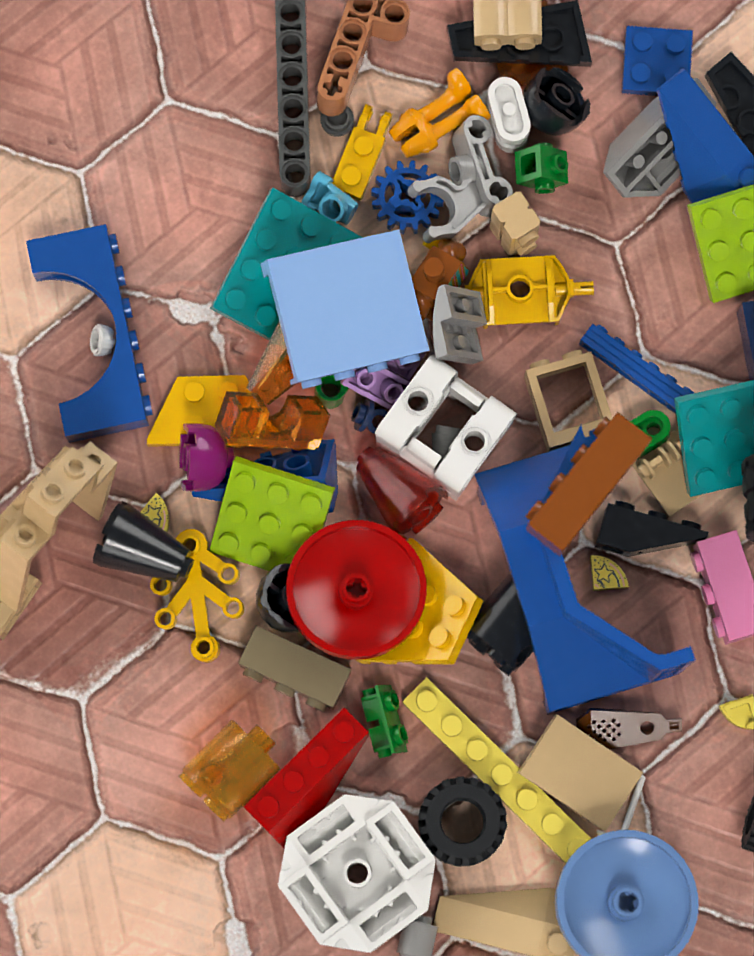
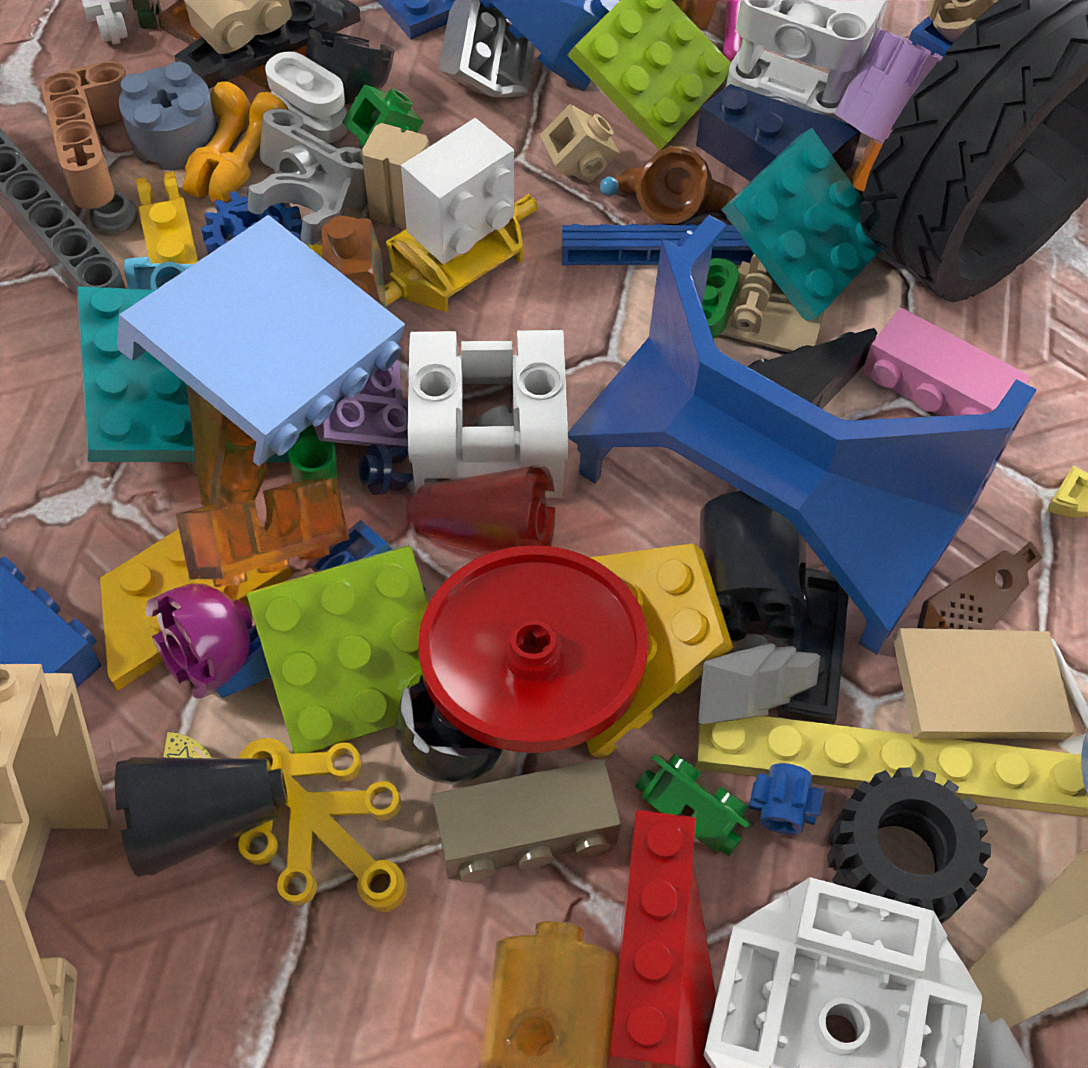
camera: 40 degrees left, 20 degrees down
(410, 51) = (167, 114): none -> sand blue brick
(427, 753) = (786, 799): none -> blue gear
(455, 323) = (413, 290): light grey slope -> none
(458, 687) = (754, 680): none -> light grey connector
(507, 695) = (821, 634): none -> black tile
(531, 275) = (459, 190): none -> white brick
(543, 369) = (581, 337): tan window -> none
(588, 483) = (734, 281): dark orange brick -> none
(649, 271) = (580, 143): none -> tan brick
(681, 346) = (672, 186): none -> dark orange piece

